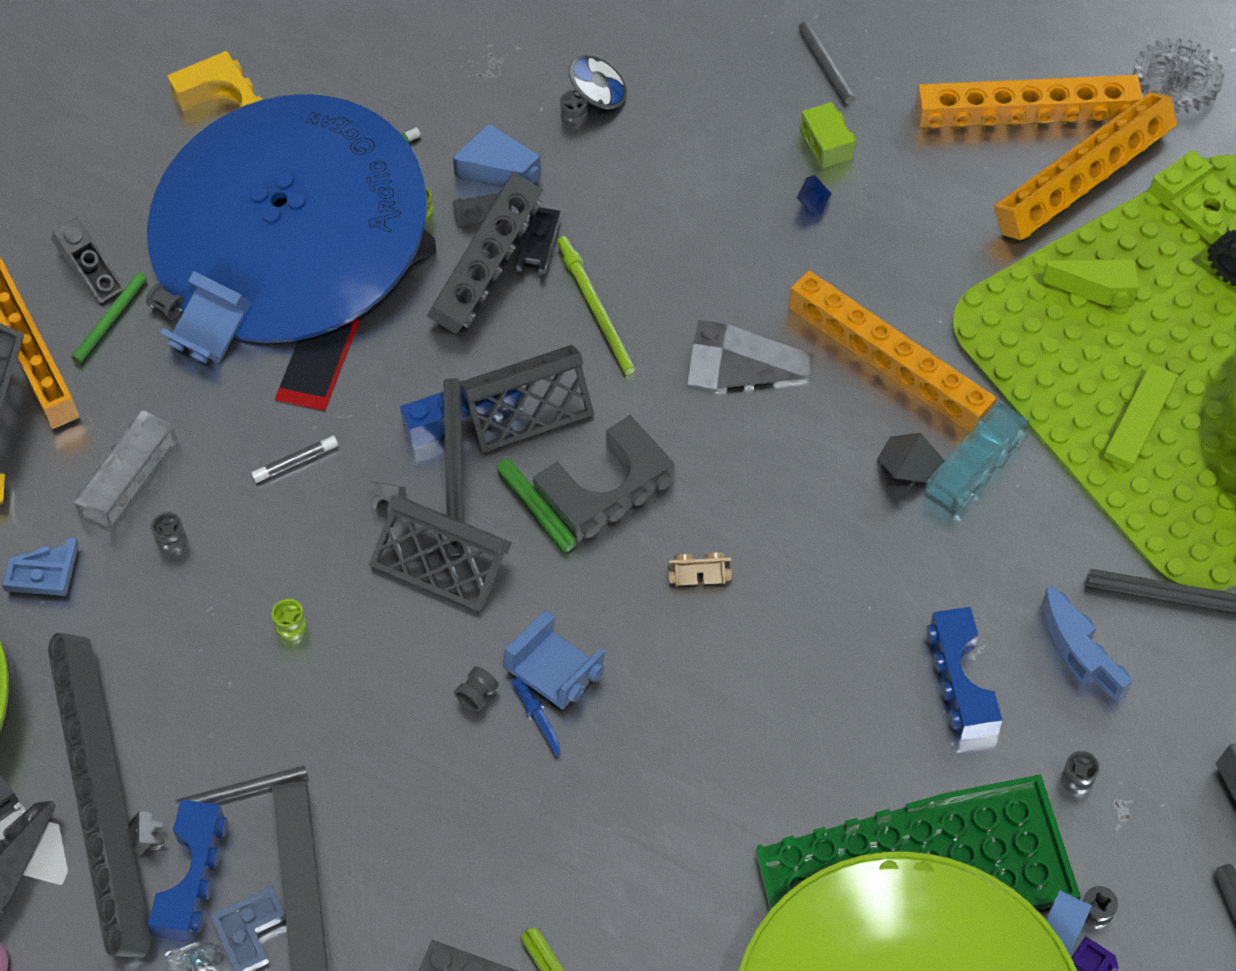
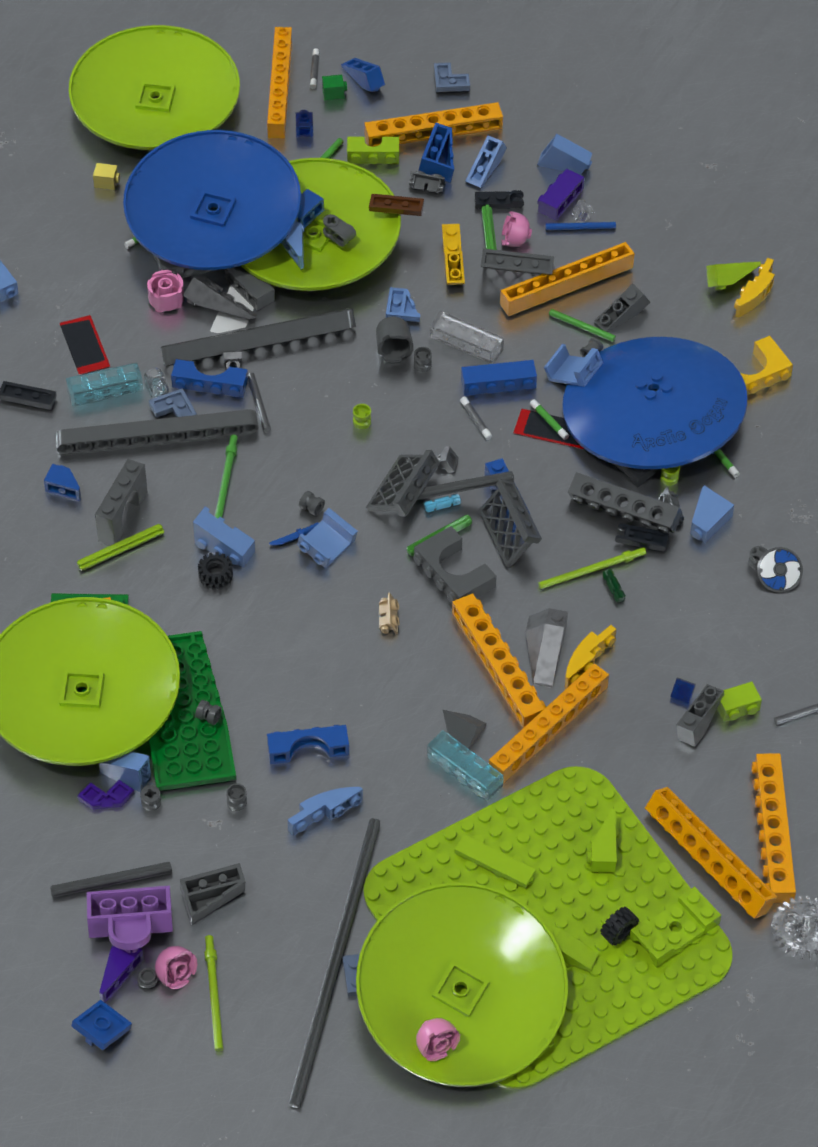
camera: 90 degrees right, 5 degrees down
(31, 123) = (728, 274): none -> lime slope
(68, 94) = (755, 290): none -> yellow slope
(124, 571) = (394, 339): none -> dark grey cylinder
(216, 424) = (498, 377): none -> blue brick
(303, 359) = (549, 419): none -> bright green bar
(356, 826) = (231, 451): none -> bright green bar
(472, 504) = (442, 502): none -> medium azure axle
(562, 822) = (218, 537): none -> medium blue wedge
(621, 853) = (215, 579): none -> black tyre
(626, 278) = (614, 585): none -> dark green axle
(767, 313) = (587, 651): none -> yellow slope
(861, 172) = (699, 715): none -> dark grey slope
(873, 382) = (491, 648): none -> light orange brick
(935, 815) = (208, 712): none -> dark grey wheel

